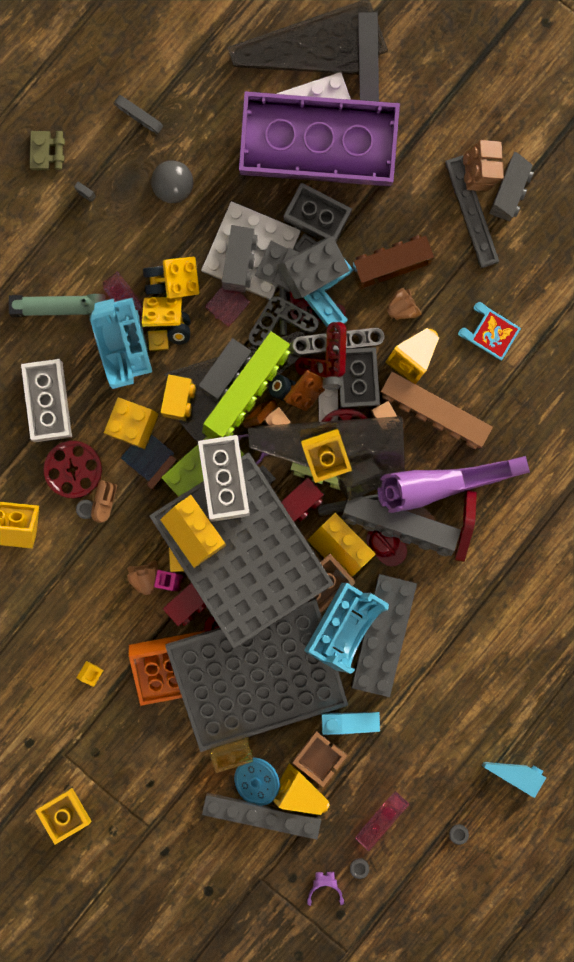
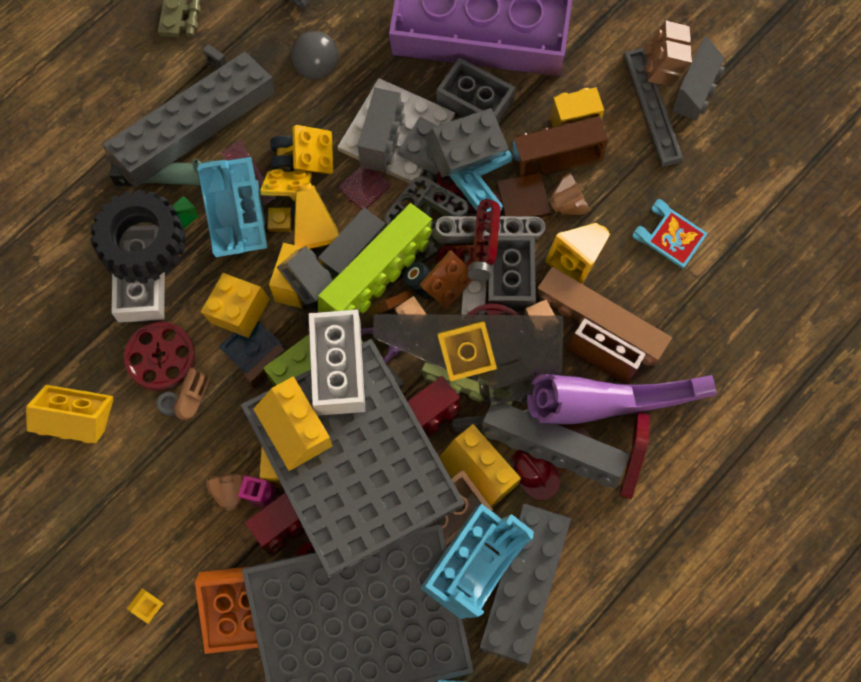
camera: 10 degrees right, 15 degrees down
(27, 357) = (123, 214): none -> black tyre
(72, 256) = (189, 119): none -> dark grey brick
(75, 341) = (186, 211): none -> green slope
(189, 348) = (312, 220): none -> yellow slope
(190, 404) = (305, 274): none -> dark grey brick
(364, 307) = (524, 196): none -> reddish brown tile
(405, 226) = (576, 106): none -> yellow brick
(439, 441) = (606, 351): none -> reddish brown brick

